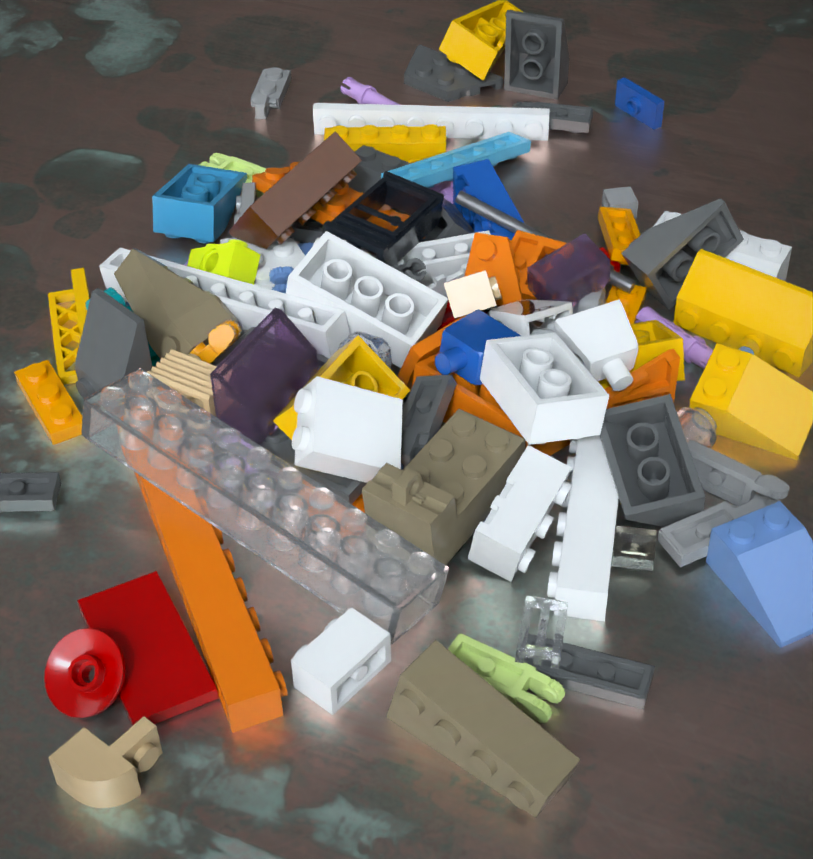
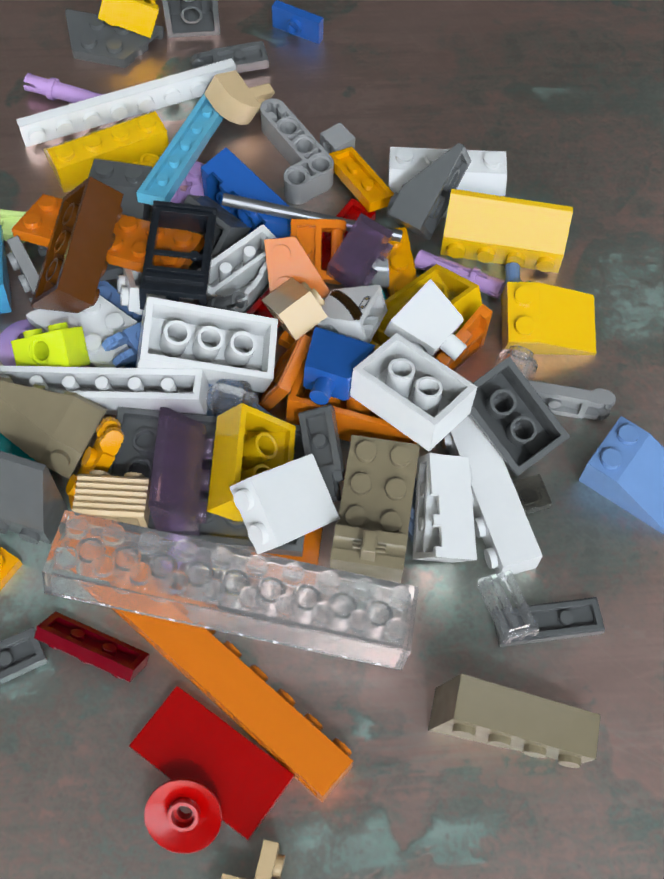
camera: 30 degrees left, 20 degrees up
(101, 510) = (92, 646): none -> dark red plate
(341, 660) = (374, 704): white brick -> none
(510, 677) = (493, 659): yellowish green hinge -> none
(532, 141) = (234, 99): none -> tan brick
(575, 204) = (310, 163): none -> light grey beam
(690, 537) = (573, 455): light grey hinge -> none

